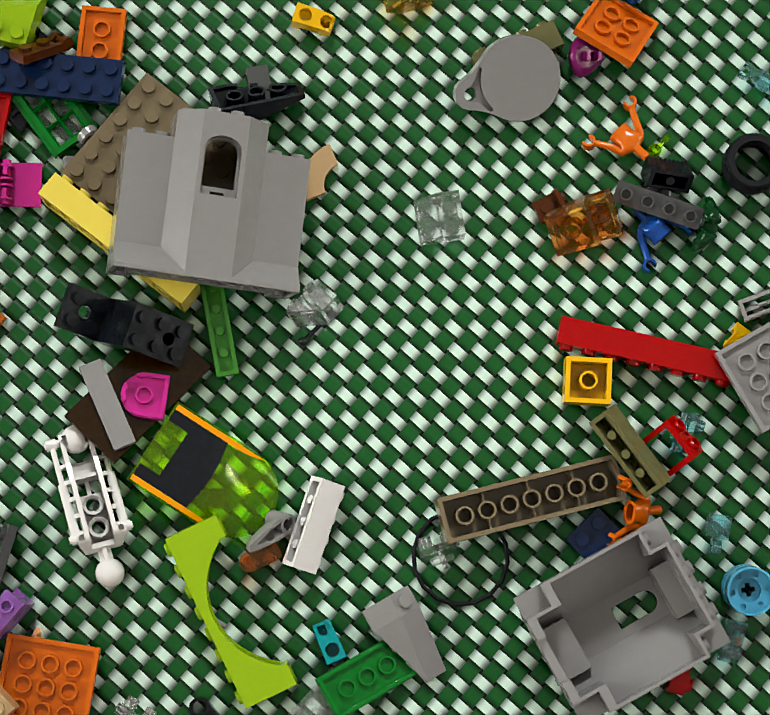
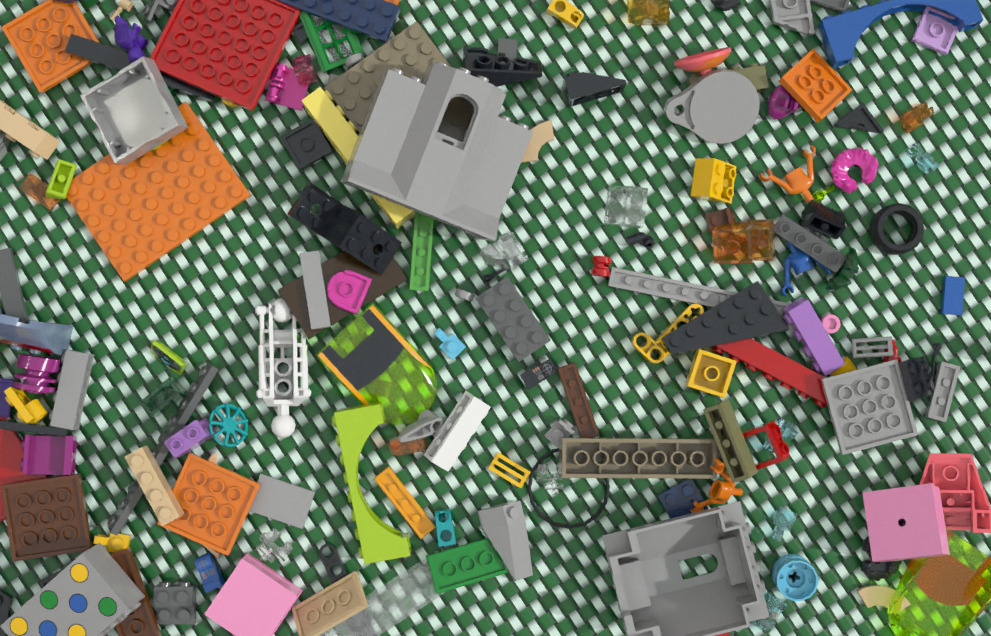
camera: 15 degrees right, 5 degrees up
(32, 159) = (304, 69): none -> clear pink bracket
(46, 588) = (228, 425): none -> teal wheel
(56, 243) = (306, 144): none -> black plate
(131, 662) = (282, 501): none -> light grey tile
(274, 625) = (404, 502): none -> light orange tile
(281, 366) = (464, 295): none -> light grey tile
(281, 428) = (451, 345): none -> medium azure plate
(344, 379) = (512, 319): none -> dark grey brick
(361, 95) = (588, 87): none -> black slope
(390, 434) = (538, 373): none -> black leg
(405, 560) = (523, 478): none -> yellow tile
(429, 293) = (601, 266): none -> red wheel
(432, 490) = (559, 429): none -> light grey bracket
(444, 453) = (578, 401): none -> reddish brown tile
(466, 250) = (642, 239): none -> black arm
(483, 34) = (703, 61): none -> coral dish
(529, 346) = (657, 344): none -> yellow beam
(531, 163) = (713, 180): none -> yellow slope
(555, 295) = (674, 289): none -> light grey plate
(596, 313) = (733, 320): none -> black wing
(677, 54) = (860, 120): none -> black tile
(680, 96) = (853, 157): none -> dark pink piece
(692, 309) = (813, 336): none -> medium lavender brick
(708, 290) = (831, 323): none -> bright pink tile
(737, 34) = (914, 117): none -> clear orange plate

